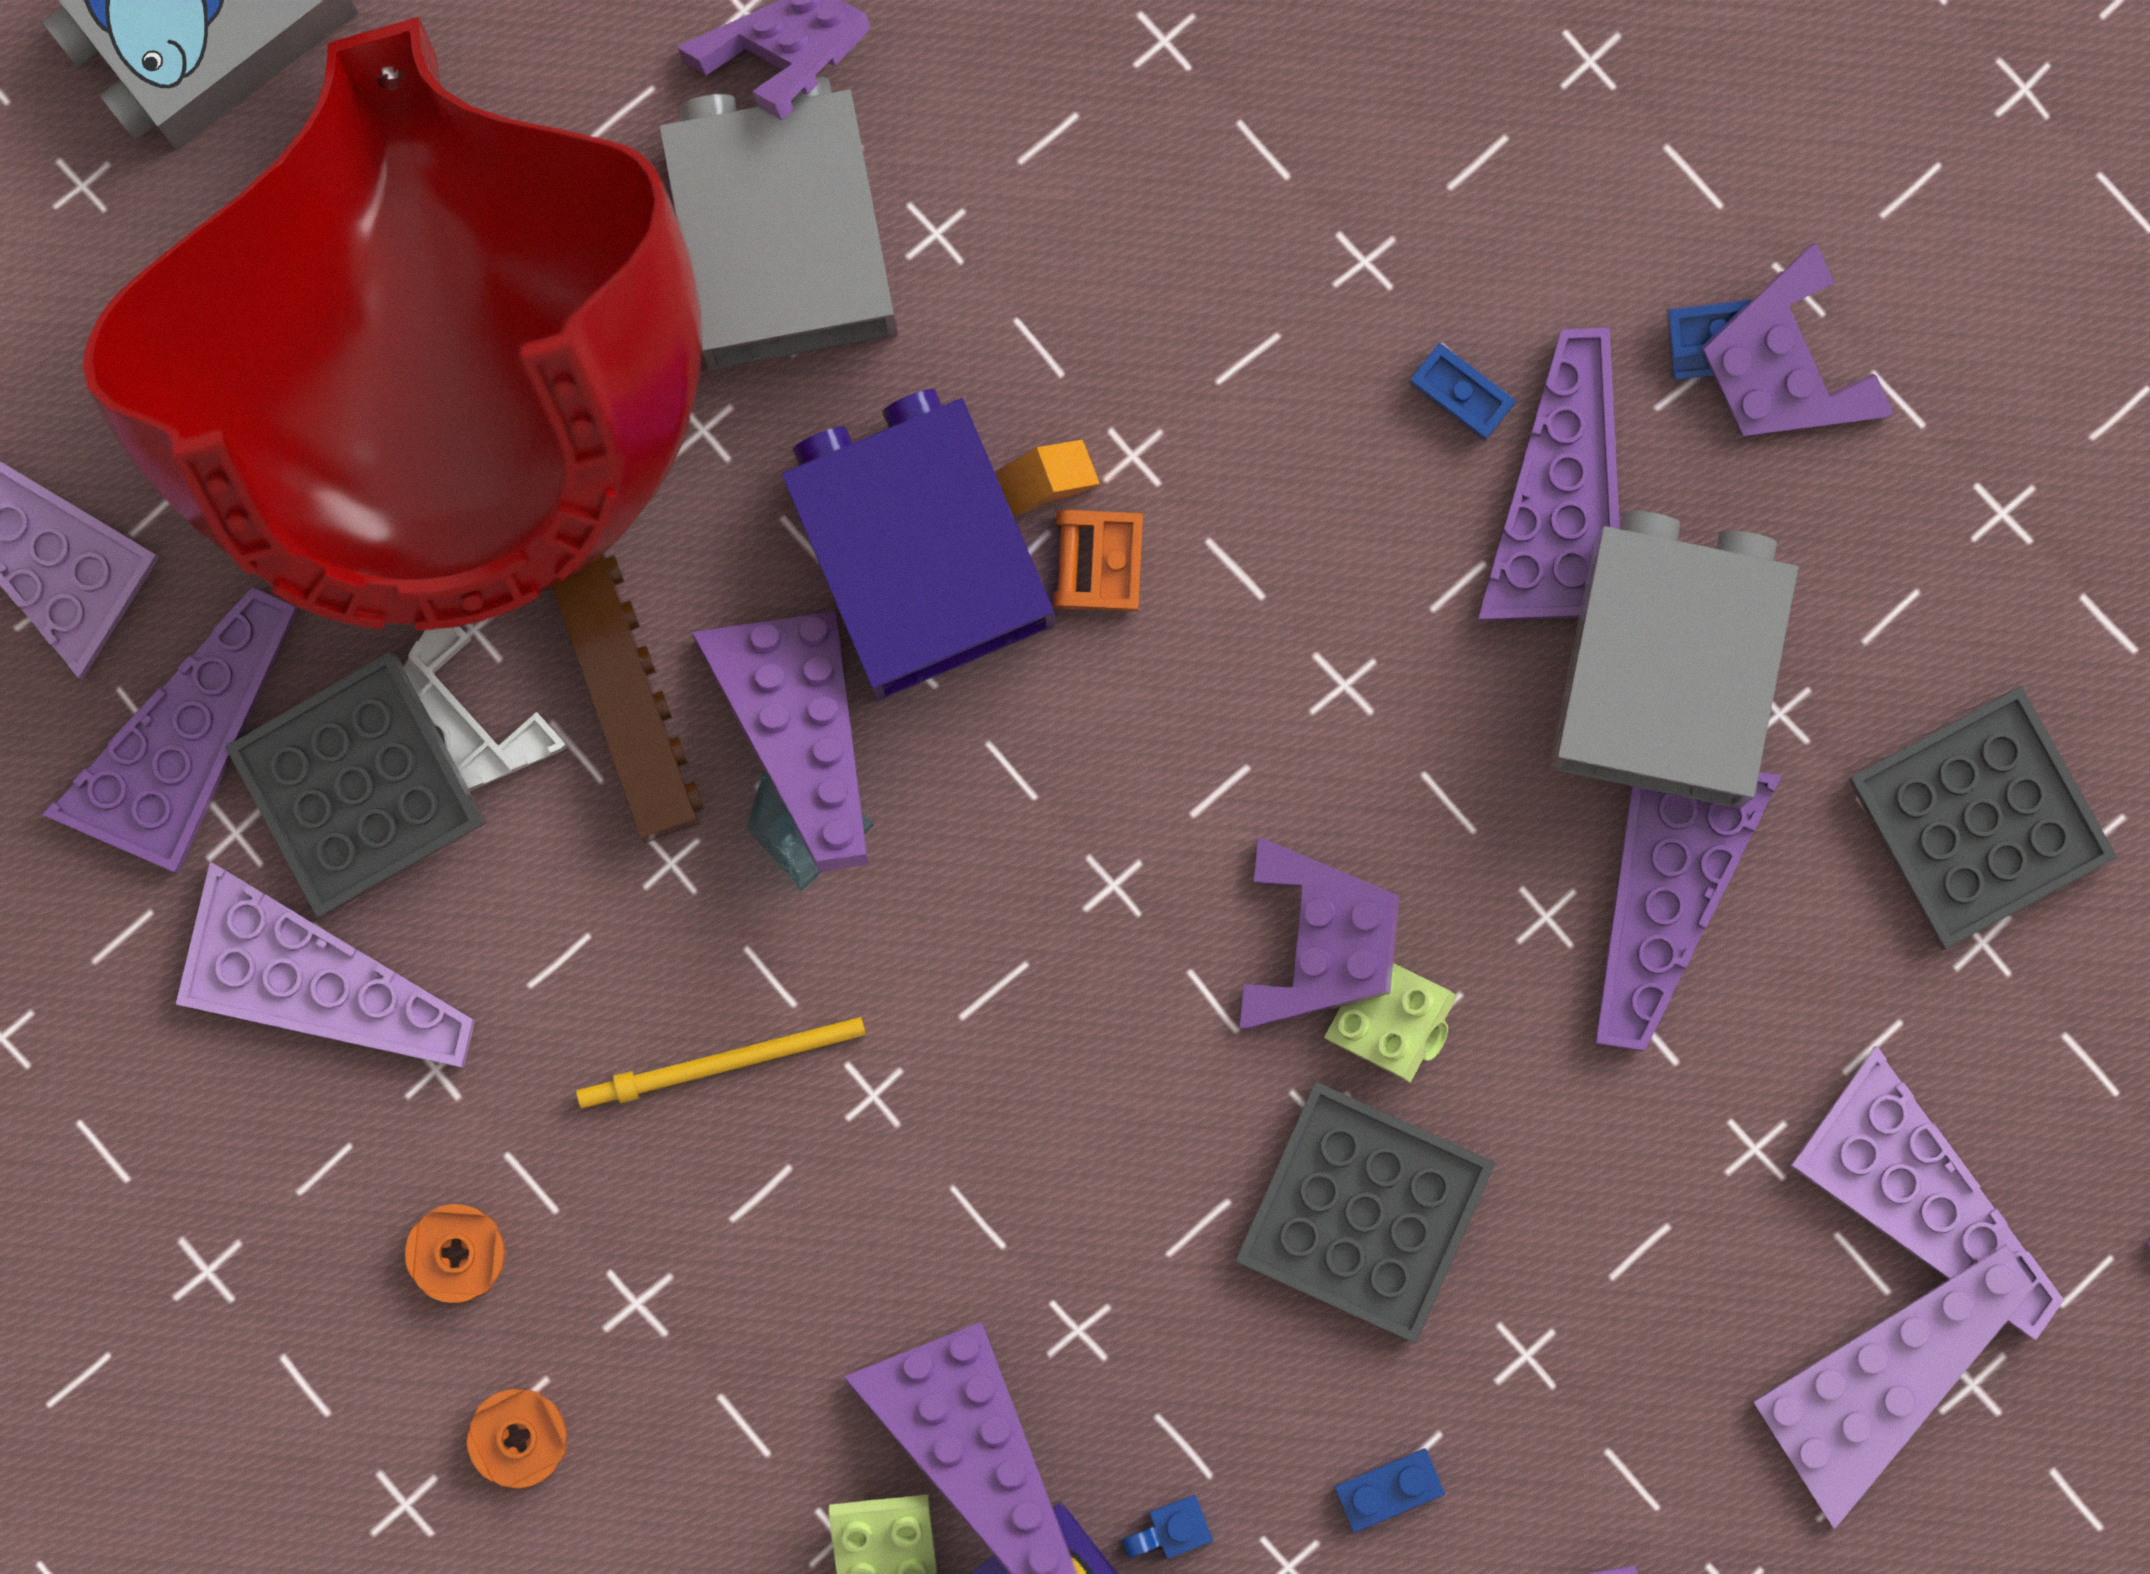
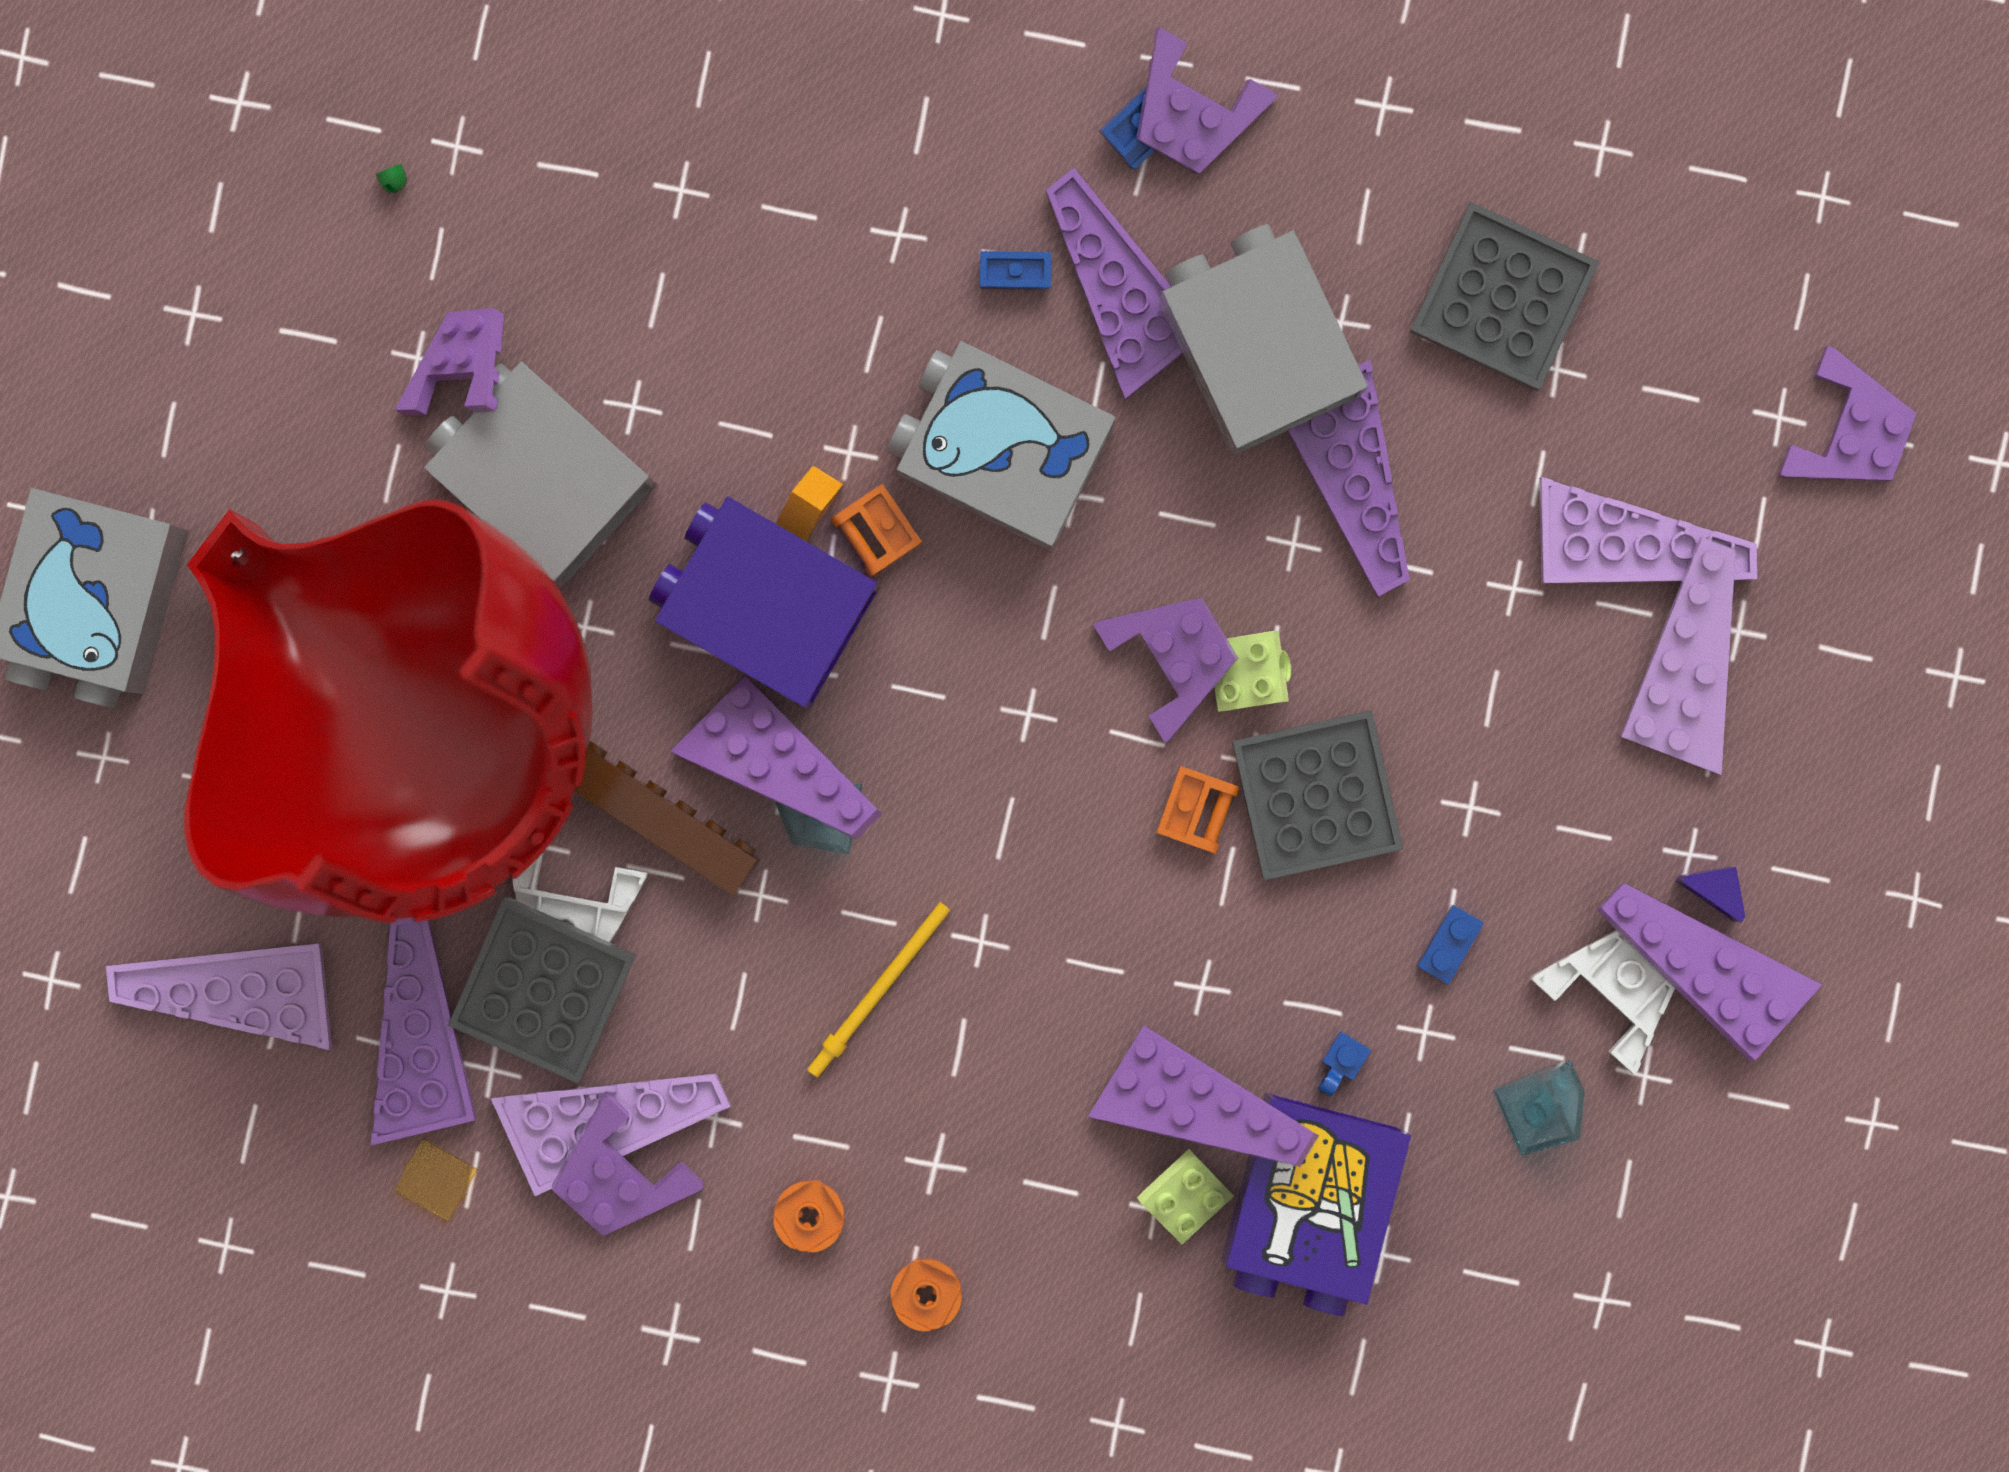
camera: 35 degrees left, 5 degrees up
(83, 907) = (436, 1179): none -> clear yellow piece
(261, 1051) = (606, 1186): none -> medium lavender wing
(1210, 1115) = (1186, 805): none -> orange plate
(1304, 566) = (1000, 443): none -> light grey brick

